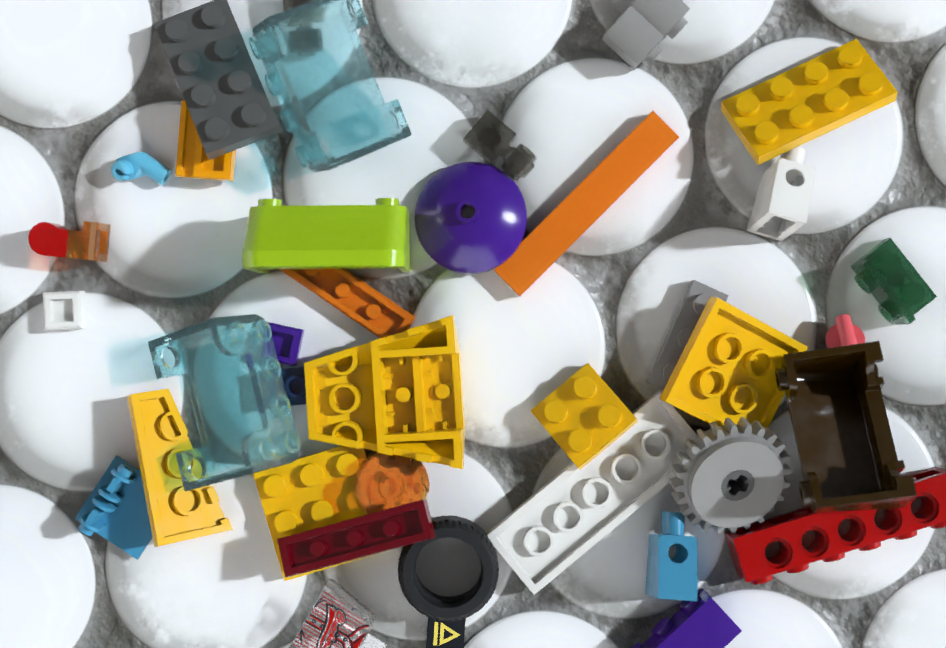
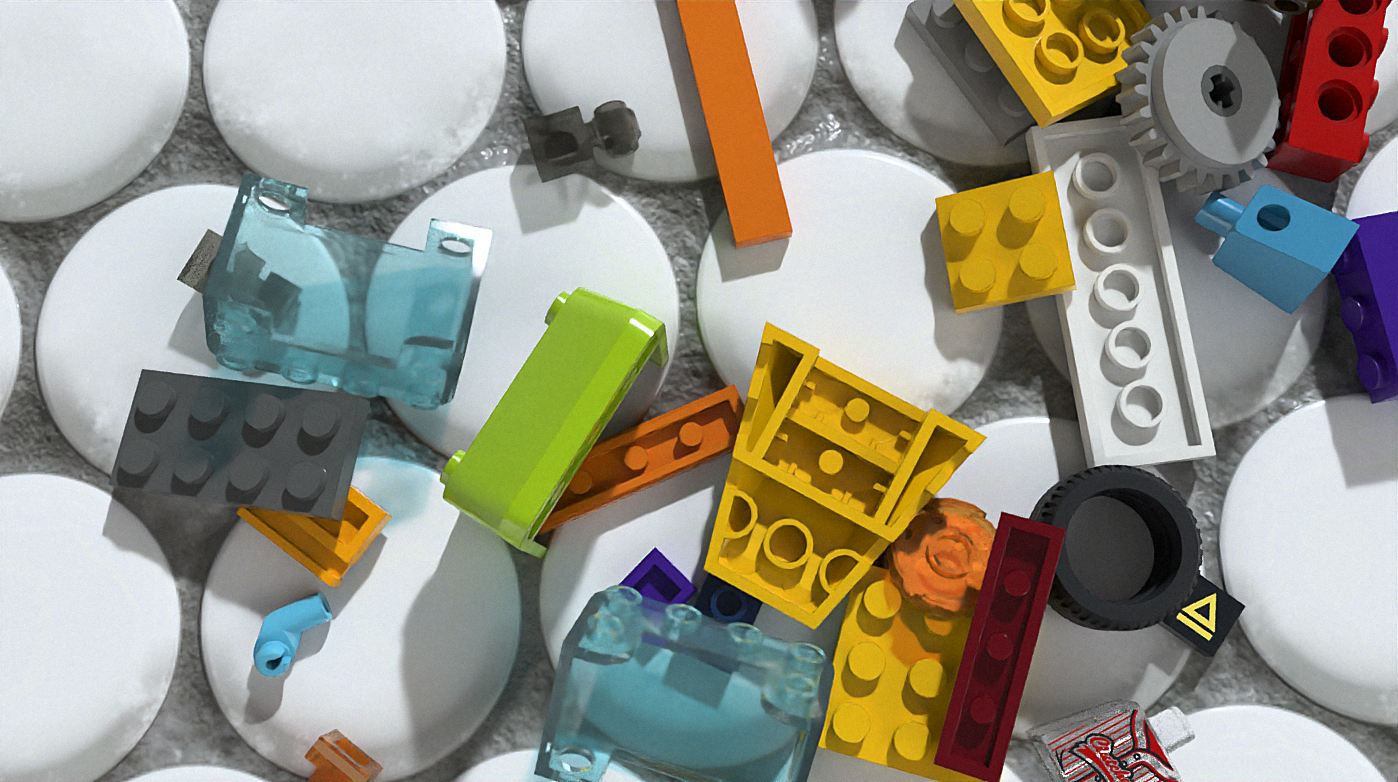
camera: 55 degrees left, 10 degrees down
(474, 242) = (675, 255): dark purple dish -> none

